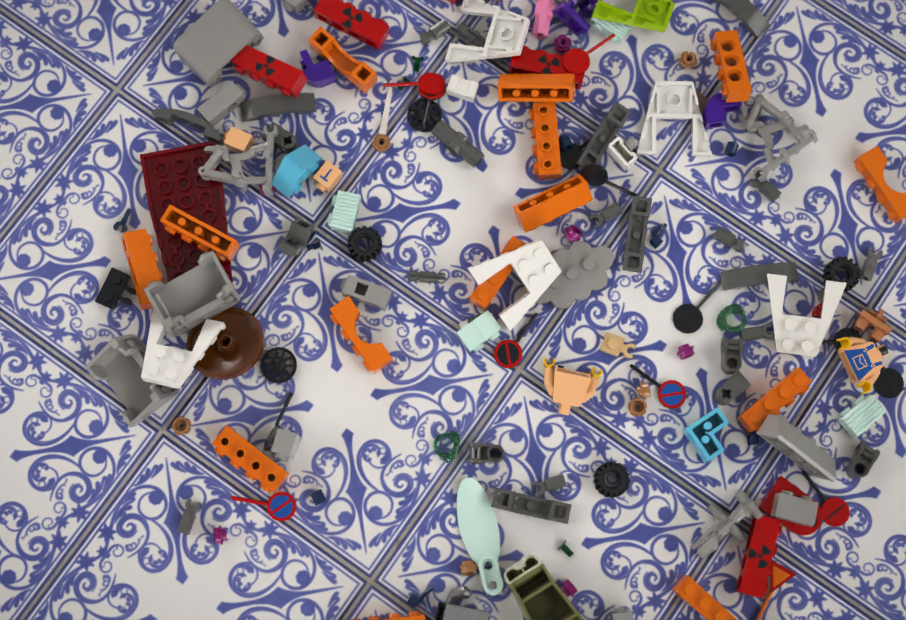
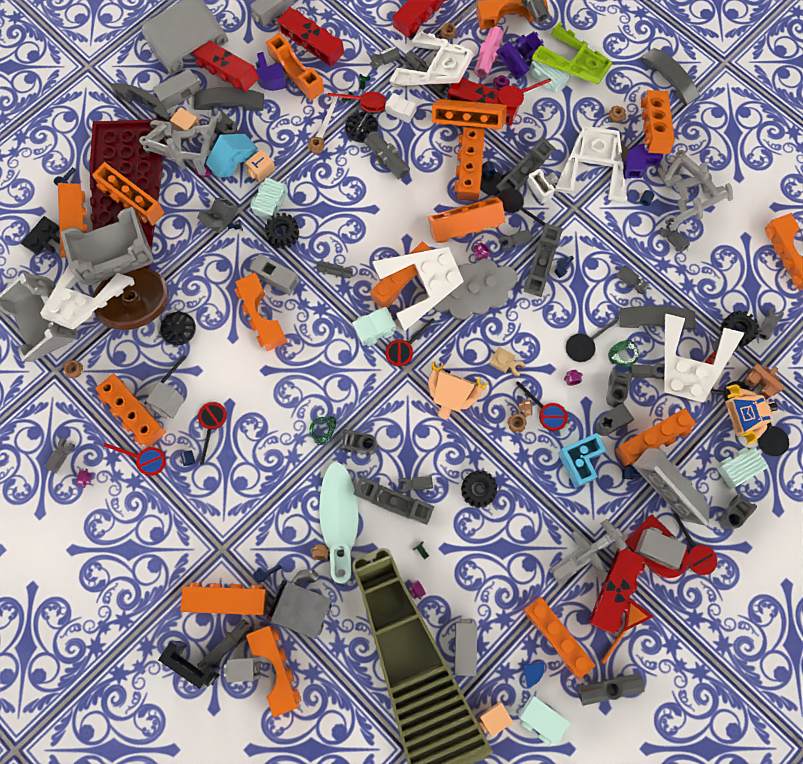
camera: 15 degrees right, 5 degrees down
(333, 451) = (211, 417): none -> piece

